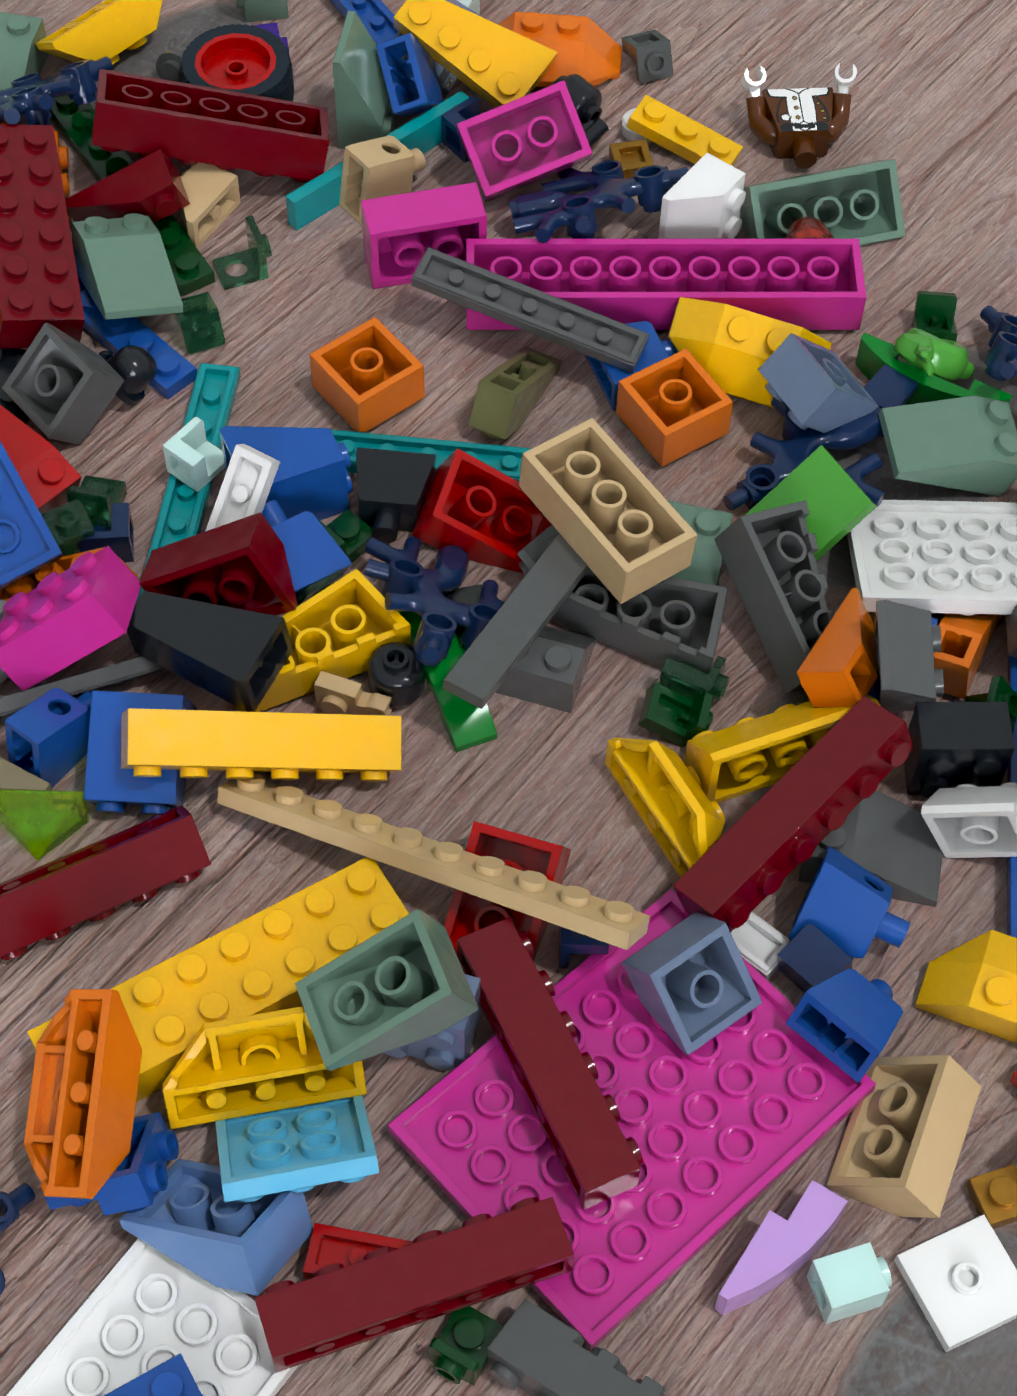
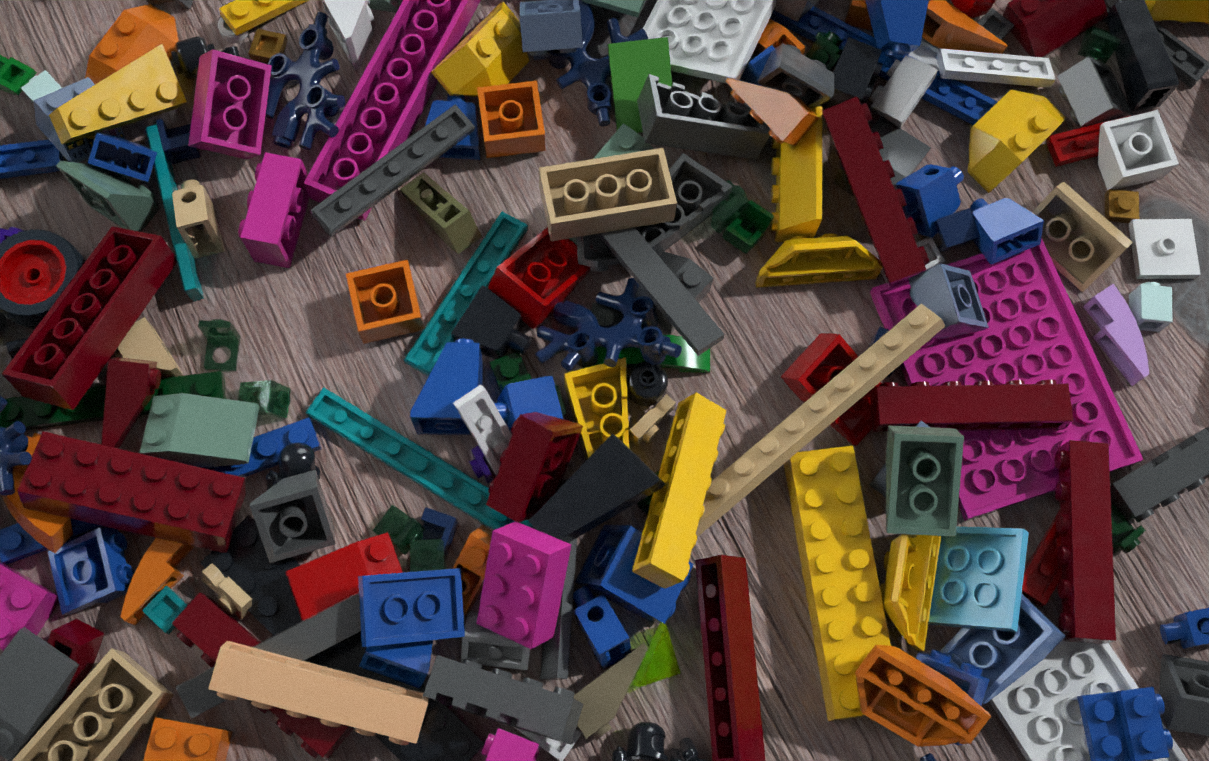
camera: 70 degrees left, 15 degrees up
(192, 456) = (402, 446): light aqua panel -> none

